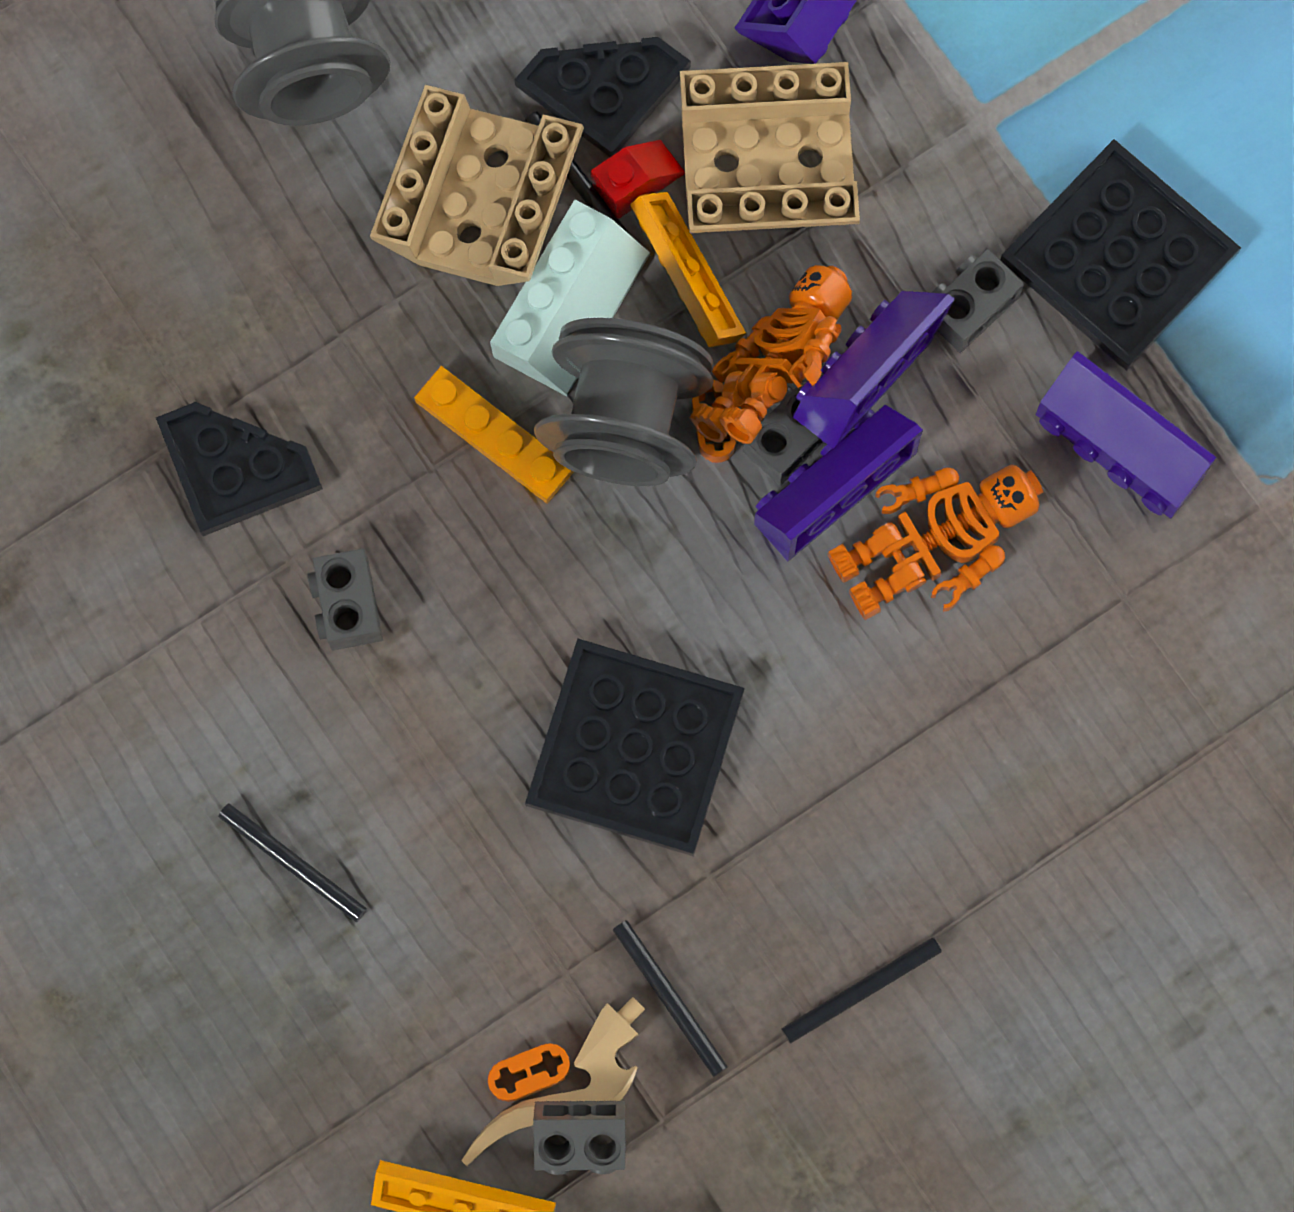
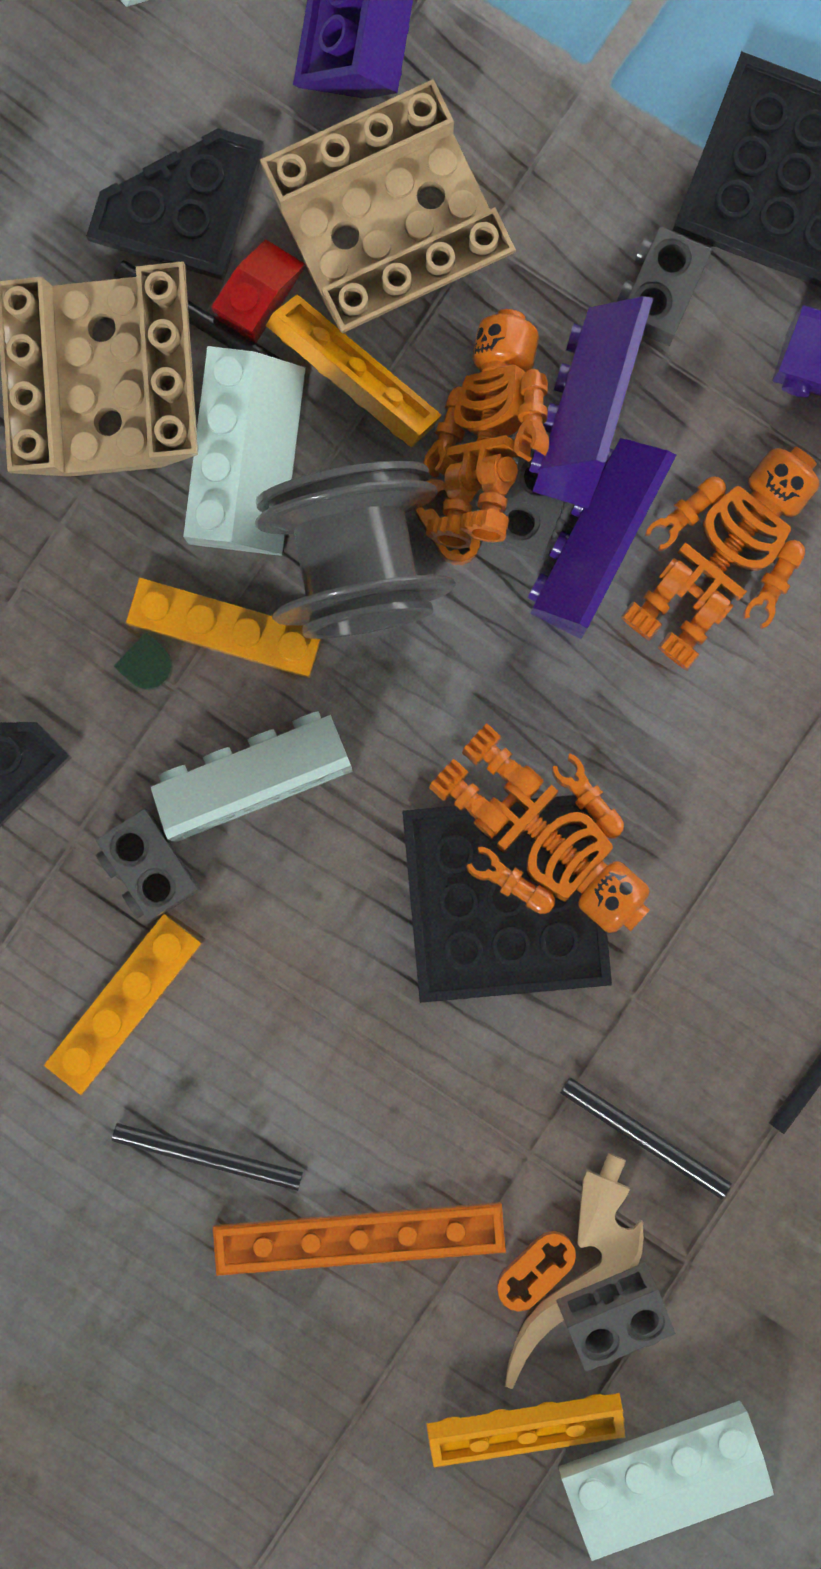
camera: 25 degrees left, 10 degrees up
(277, 707) = (122, 1004): none -> light orange plate
(390, 984) = (359, 1238): none -> orange tile
(416, 438) = (146, 664): none -> clear green tile
(462, 561) = (250, 778): none -> light aqua slope
(721, 769) = (609, 892): none -> orange piece

